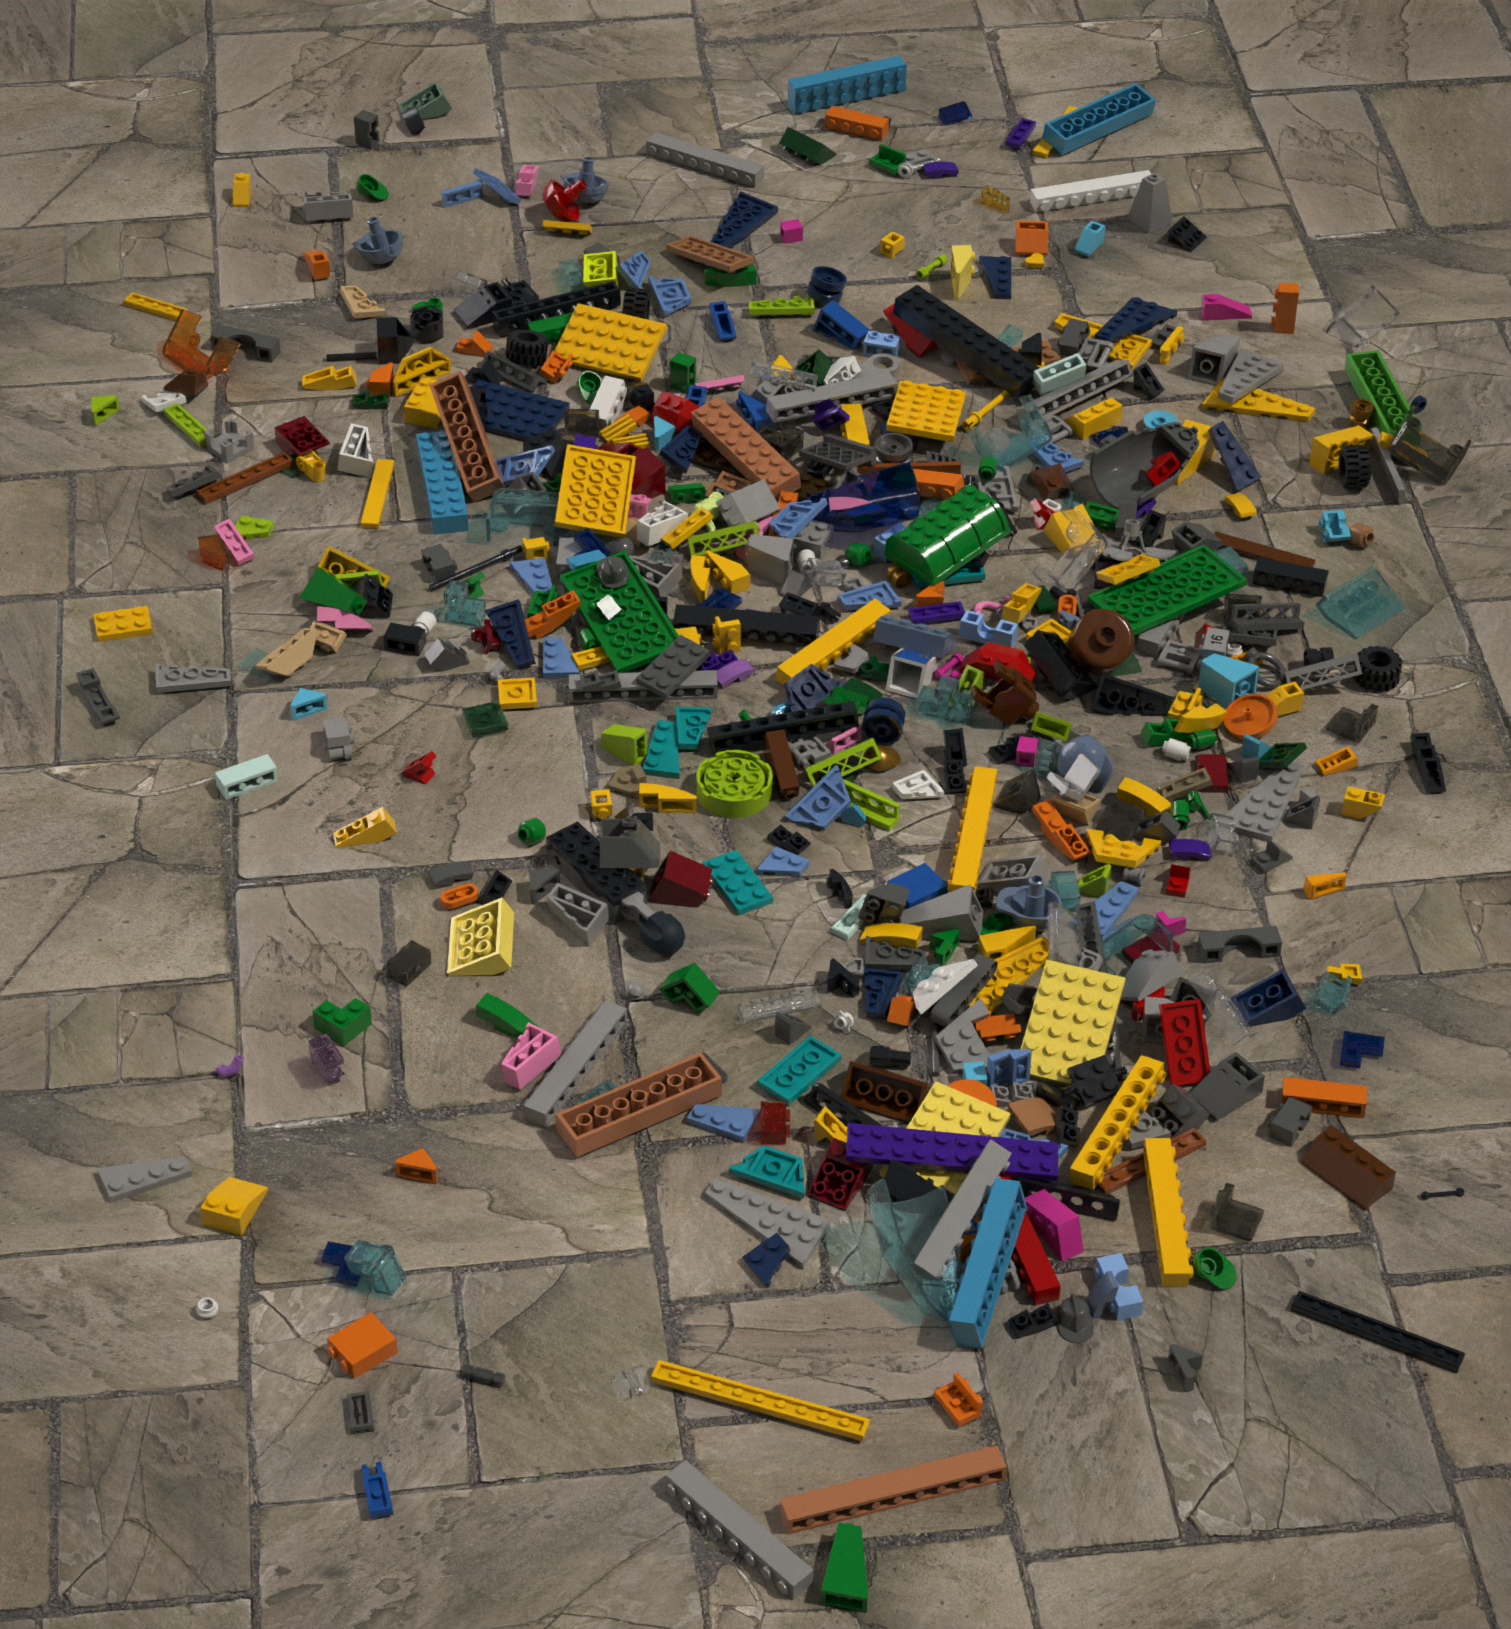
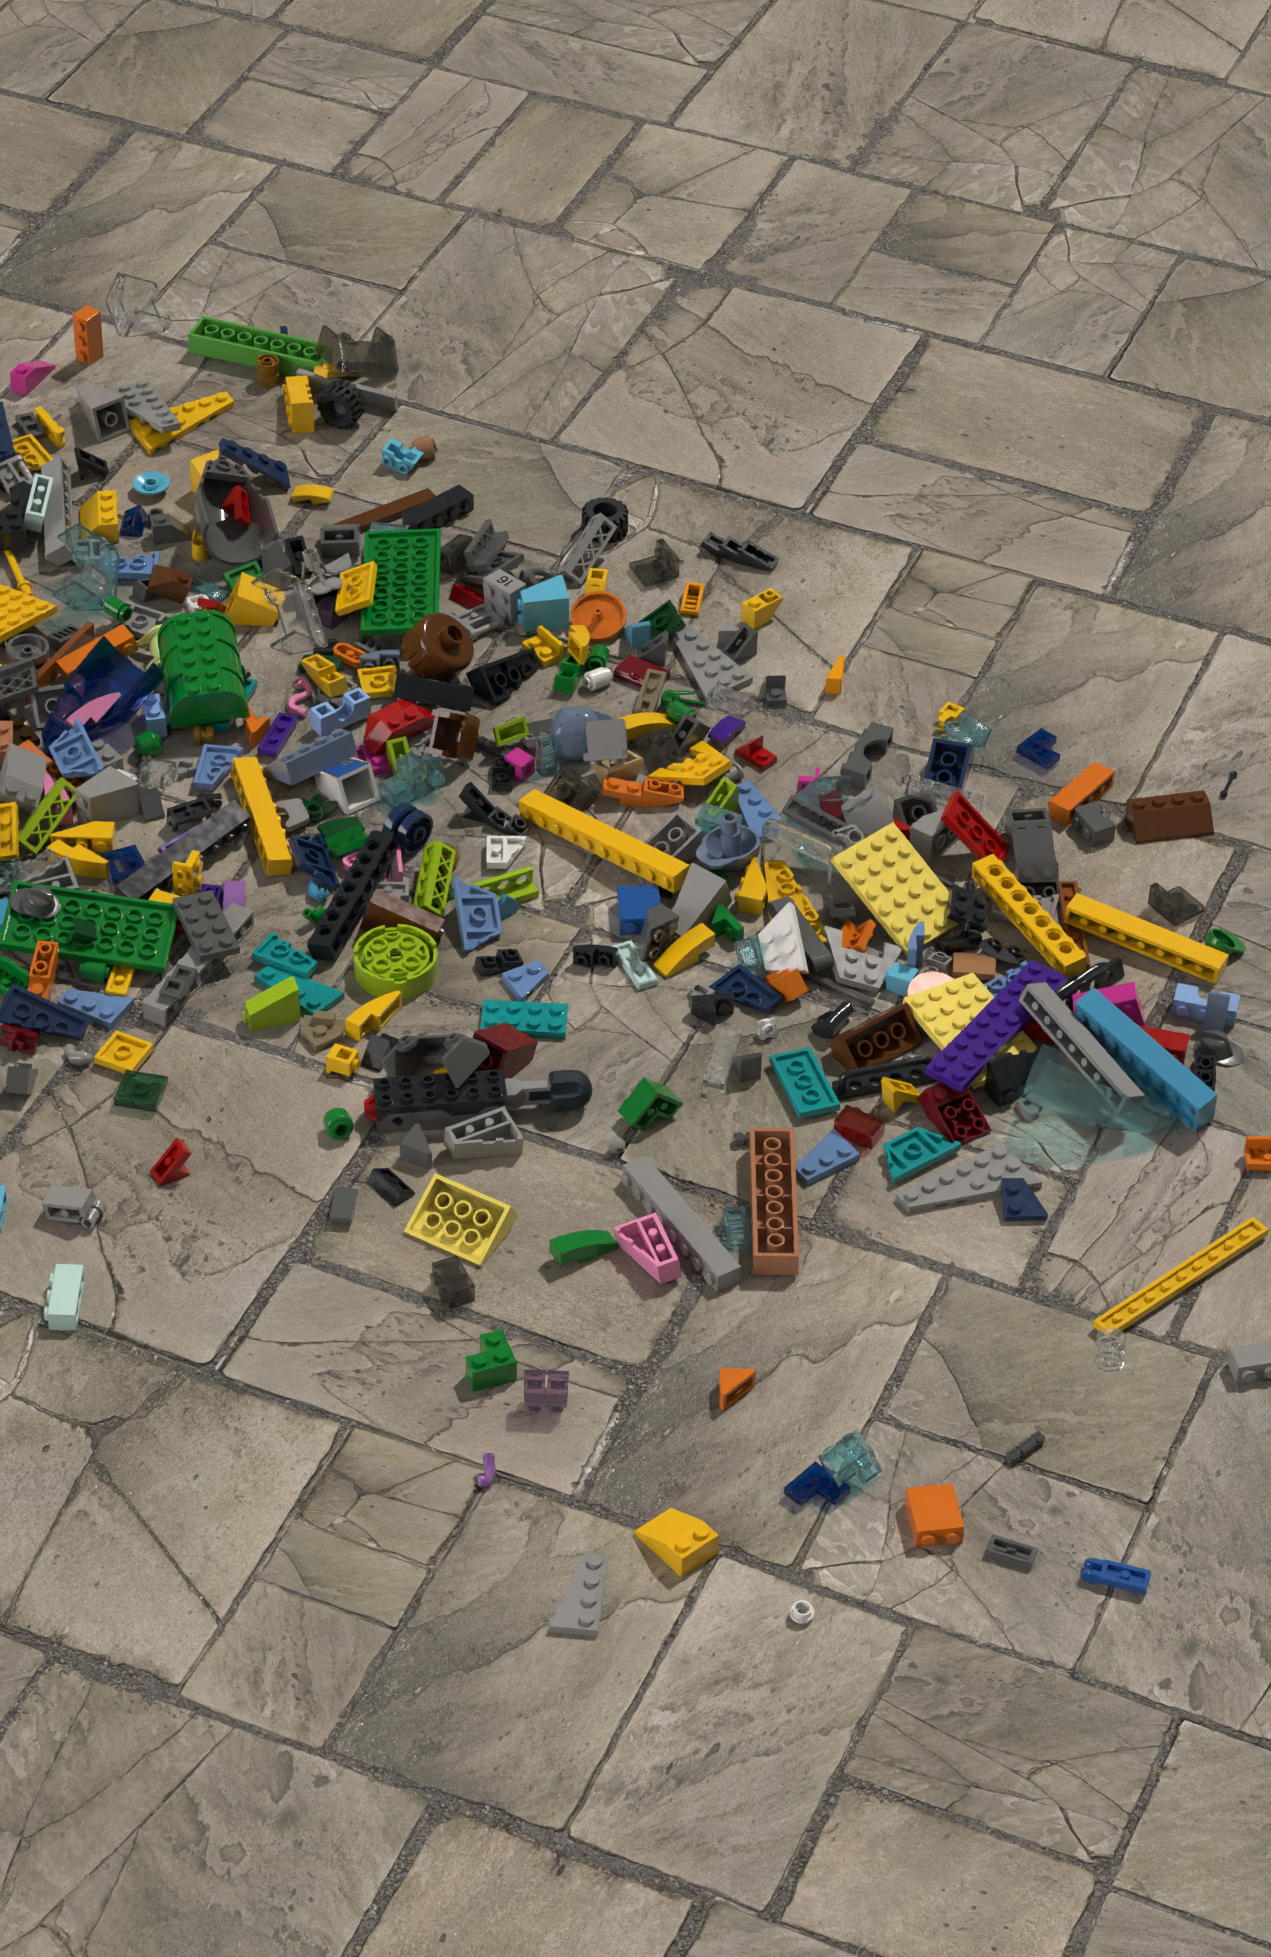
camera: 60 degrees left, 0 degrees up
(368, 829) = (228, 1240): yellow slope -> none
(459, 896) = (382, 1211): orange plate -> none
(890, 957) = (709, 964): dark grey wing -> none
(1313, 656) = (560, 545): black wheel -> none
(1360, 603) = (510, 491): clear light blue slope -> none

